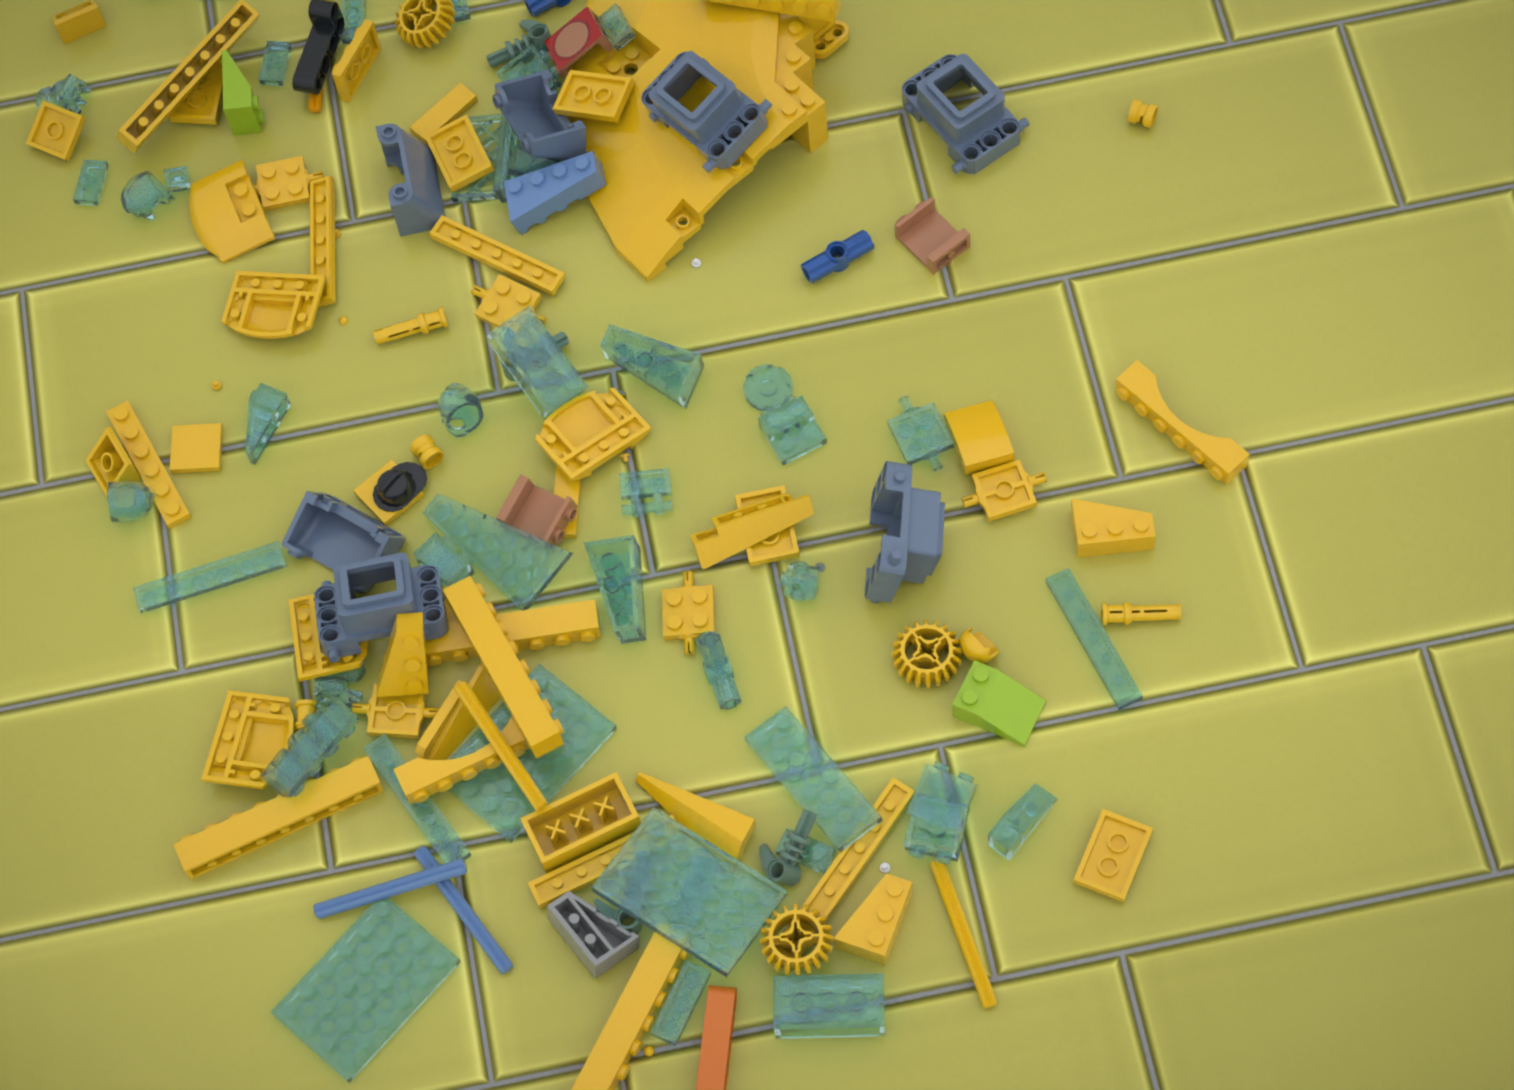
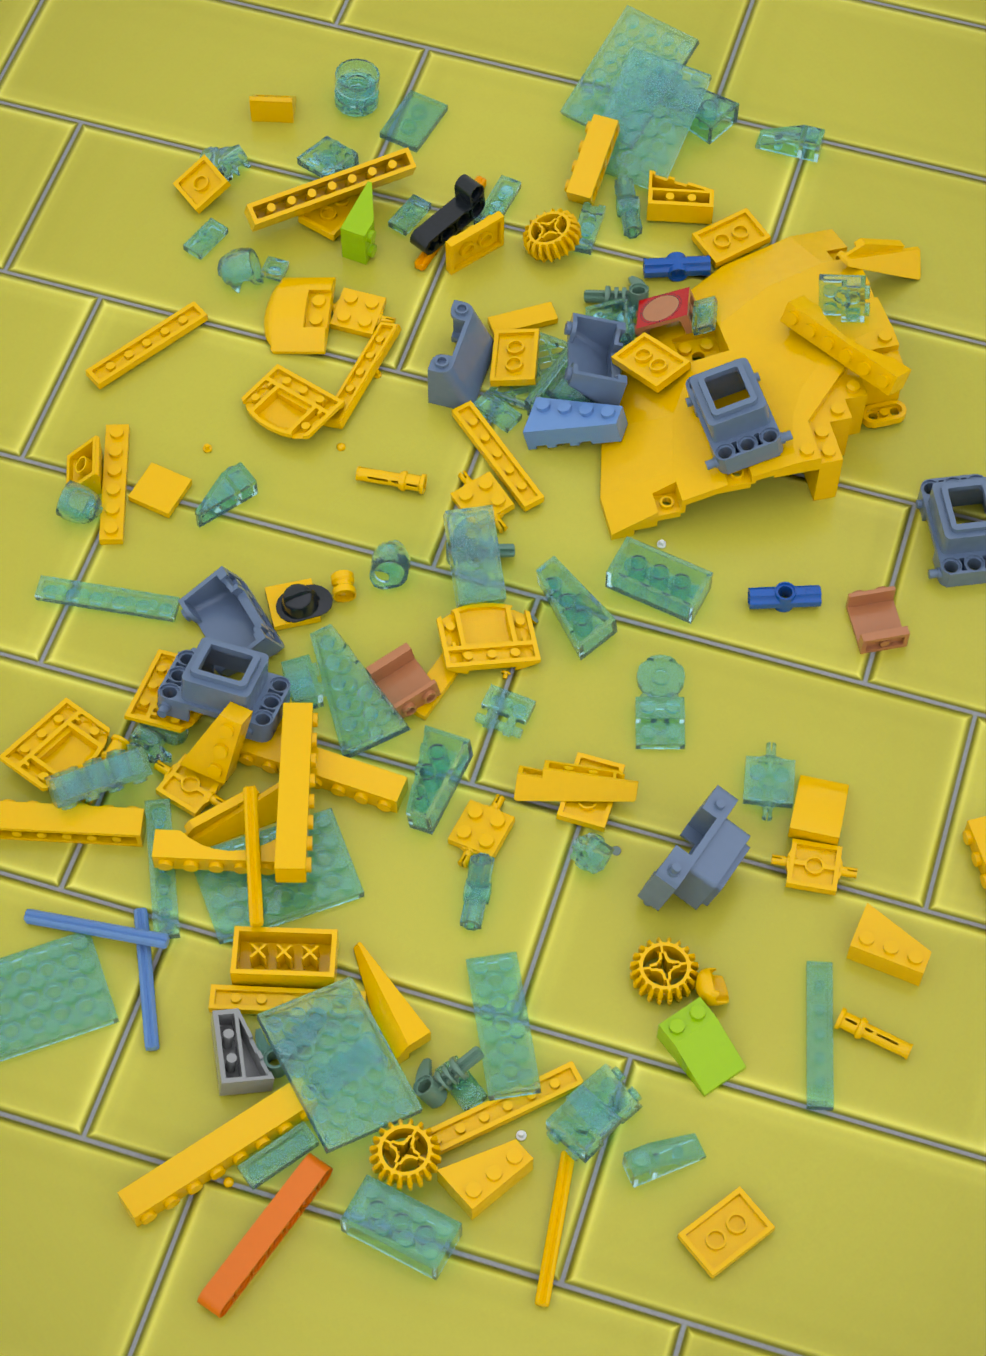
camera: 20 degrees right, 5 degrees down
(97, 315) = (146, 345): none -> yellow plate
(166, 46) = (328, 157): none -> clear light blue plate
(472, 212) = (497, 411): none -> clear light blue plate
(715, 297) = (658, 579): none -> clear light blue brick

